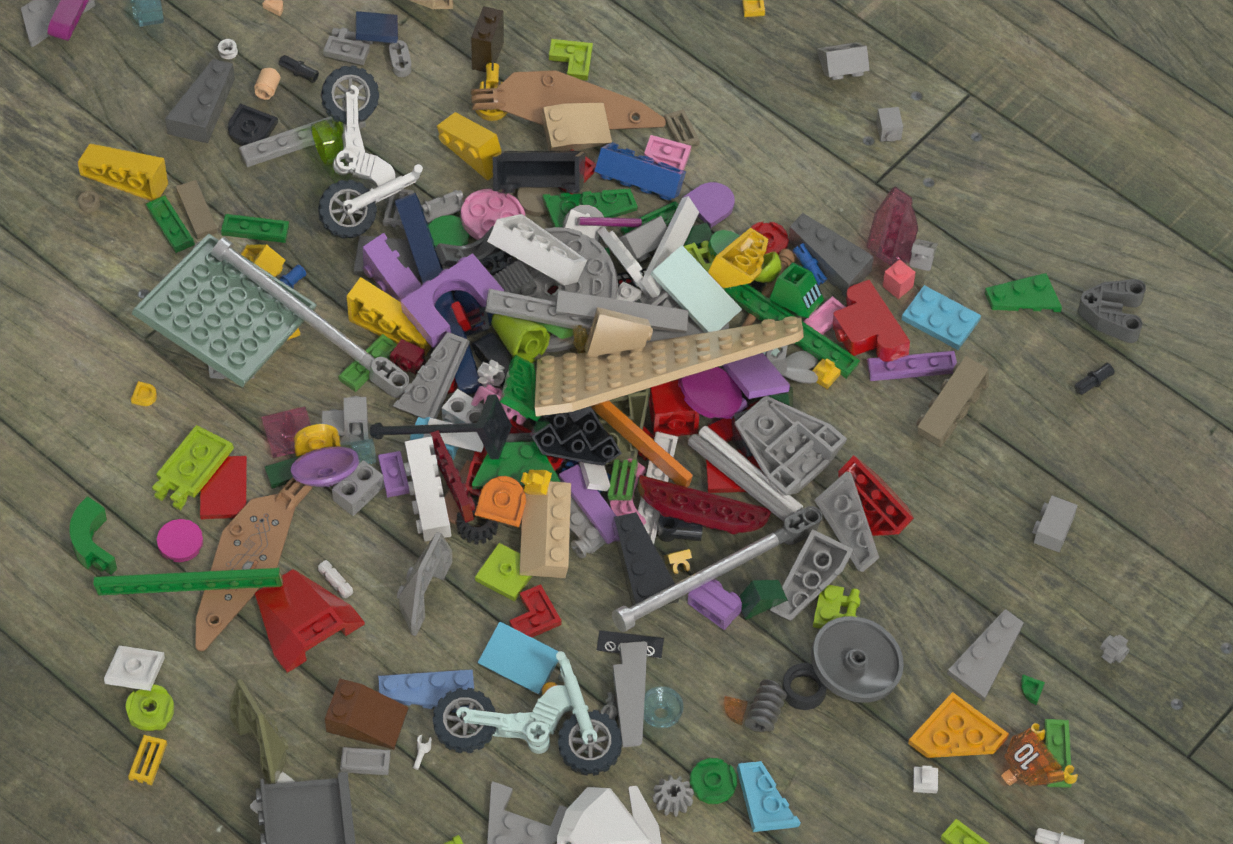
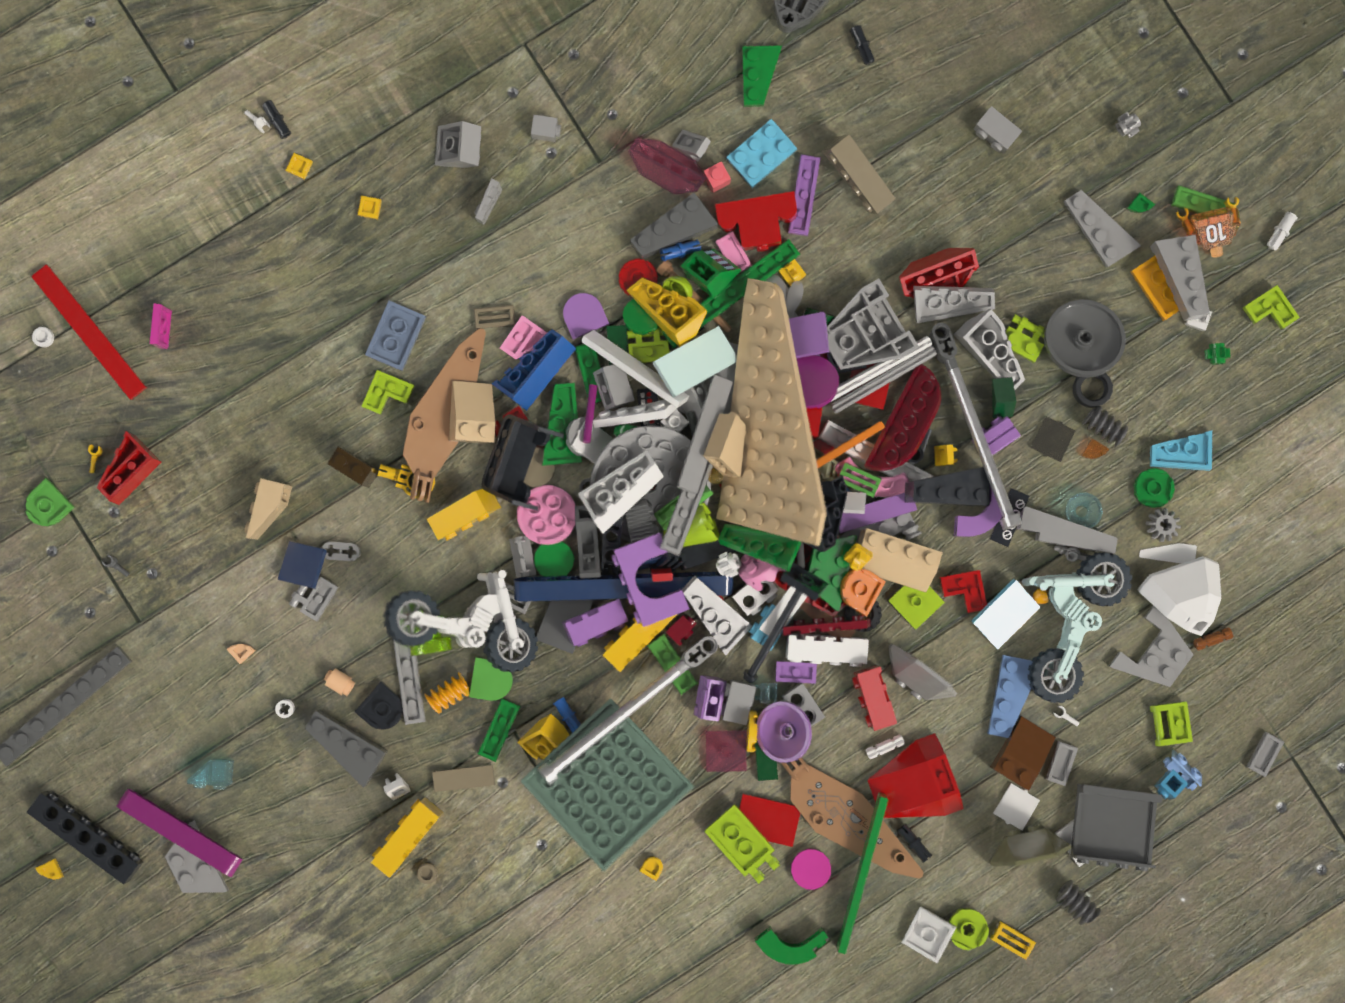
camera: 75 degrees left, 30 degrees up
(170, 224) = (473, 805): green tile -> none
(171, 153) = (396, 788): none -> white tile
(205, 807) = (1078, 903): none -> flat silver piece
(234, 631) = (914, 843): none -> black pin
(281, 172) = (448, 693): none -> light orange piece
(298, 68) = (327, 648): black axle -> none
(302, 209) = (489, 682): none -> bright green tile
(303, 727) = (1016, 806): none -> white piece
(332, 395) = (709, 698): none -> medium lavender brick
(389, 549) = (874, 698): none -> wedge
(607, 600) = (971, 526): none -> medium lavender arch
(632, 52) = (395, 335): none -> sand blue plate
(733, 665) = (1052, 439): none -> clear smoke piece
(796, 92) = (490, 198): none -> light grey wing
(890, 803) = (1217, 353): none -> green gear
(966, 734) = (1183, 274): none -> light grey wedge

